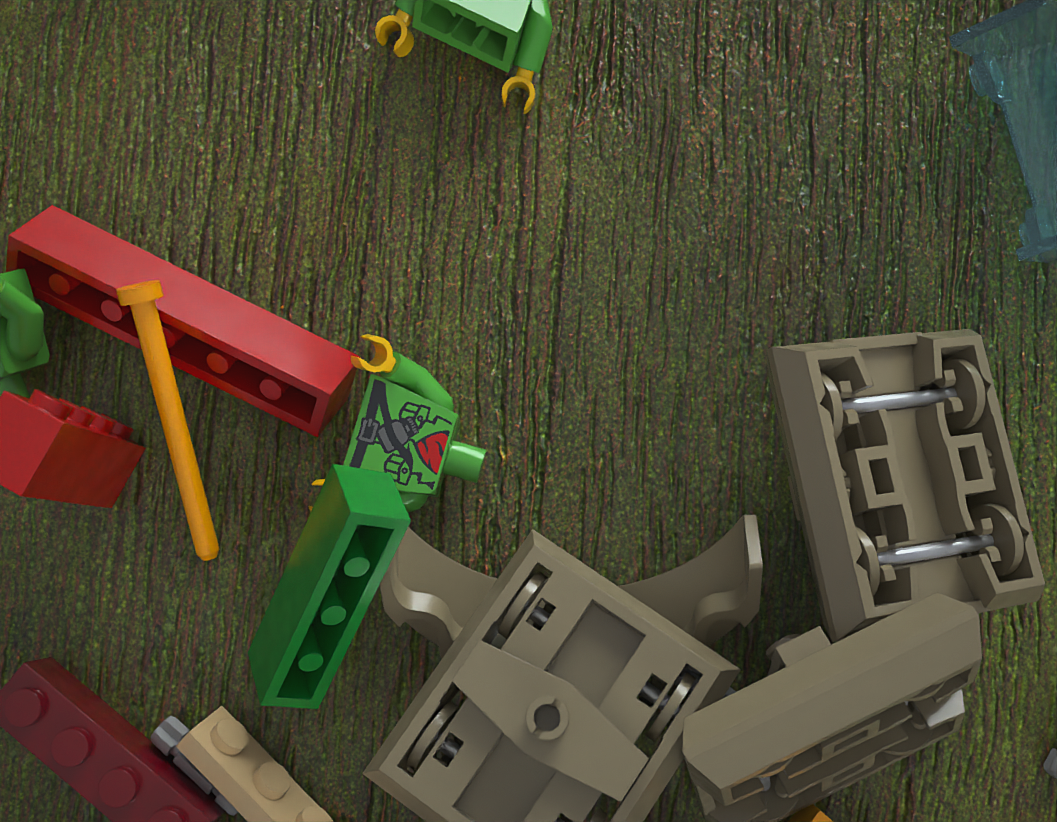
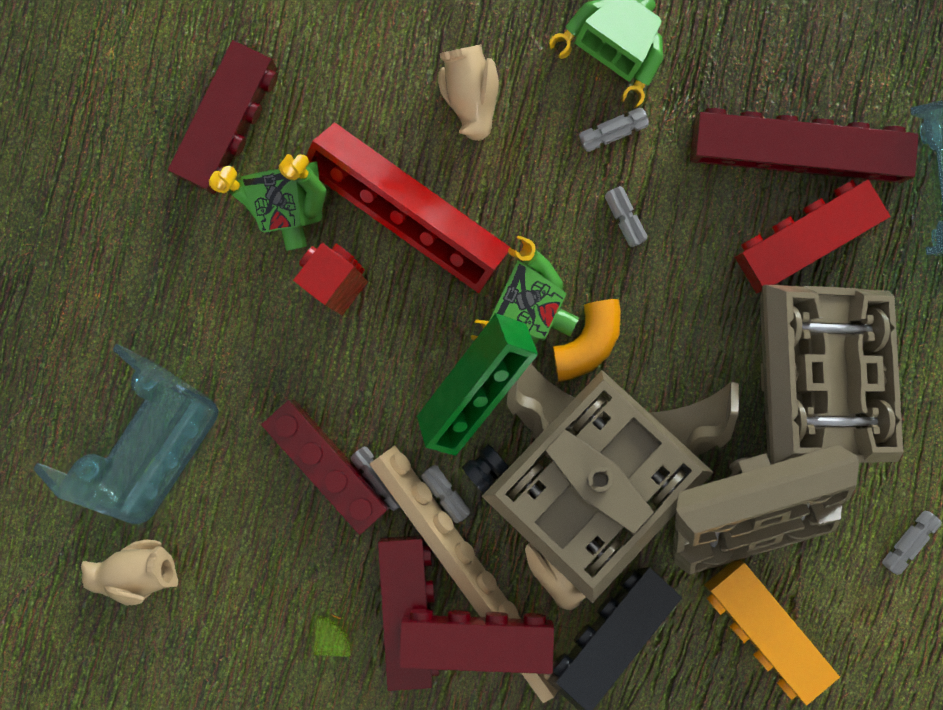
camera: 10 degrees right, 5 degrees up
(149, 329) = (390, 194): light orange bar -> none
(259, 119) = (470, 89): none -> tan animal
(324, 782) = (441, 488): none -> light grey piece
(371, 720) = (485, 468): none -> black wheel
(497, 149) = (614, 129): none -> light grey axle
(515, 491) = (593, 343): none -> light orange cylinder
(531, 272) = (629, 223): none -> light grey piece
(796, 128) = (804, 146): none -> dark red brick
(833, 262) = (813, 235): none -> red brick

